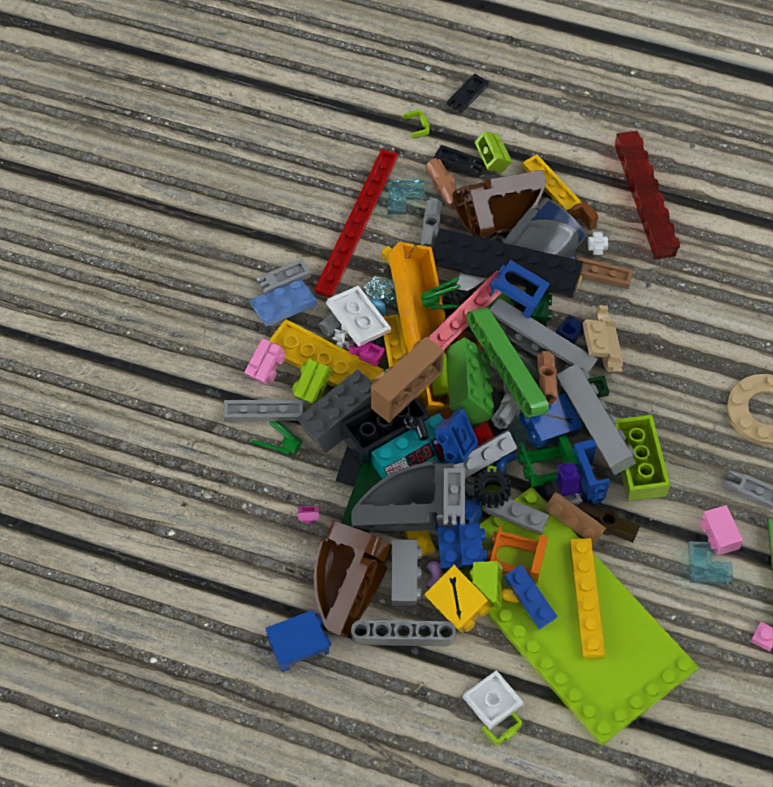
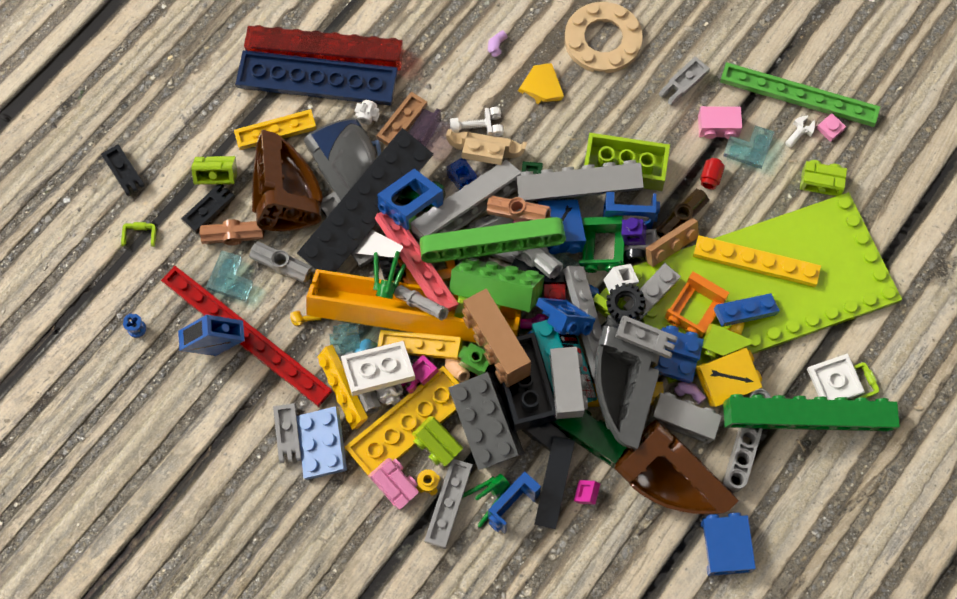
camera: 70 degrees left, 10 degrees up
(276, 389) = (431, 487): none -> yellow brick
(294, 460) = (524, 484): none -> blue panel
(309, 484) = (554, 482): none -> black slope
(318, 316) = (337, 379): none -> yellow plate
(336, 141) = (133, 331): none -> blue bush
(342, 191) = (211, 335): none -> blue brick
(389, 448) = (567, 382): none -> light grey brick
(418, 425) = (544, 347): black arm -> none
(428, 323) = (415, 299): none -> light grey pin
(446, 678) = (810, 413): none -> green brick
(520, 484) = (620, 275): none -> white brick
(586, 213) = (327, 109): dark orange bracket -> none
(602, 292) = (426, 125): none -> panel
(615, 199) = (316, 77): none -> dark blue plate
(616, 314) = (492, 113): none -> white bar
(663, 537) = (712, 173): none -> red brick
(691, 371) = (542, 84): none -> yellow slope
(702, 638) = (823, 178): none -> lime brick
(716, 321) = (494, 43): none -> lavender arm
(749, 609) = (800, 130): none -> white bar

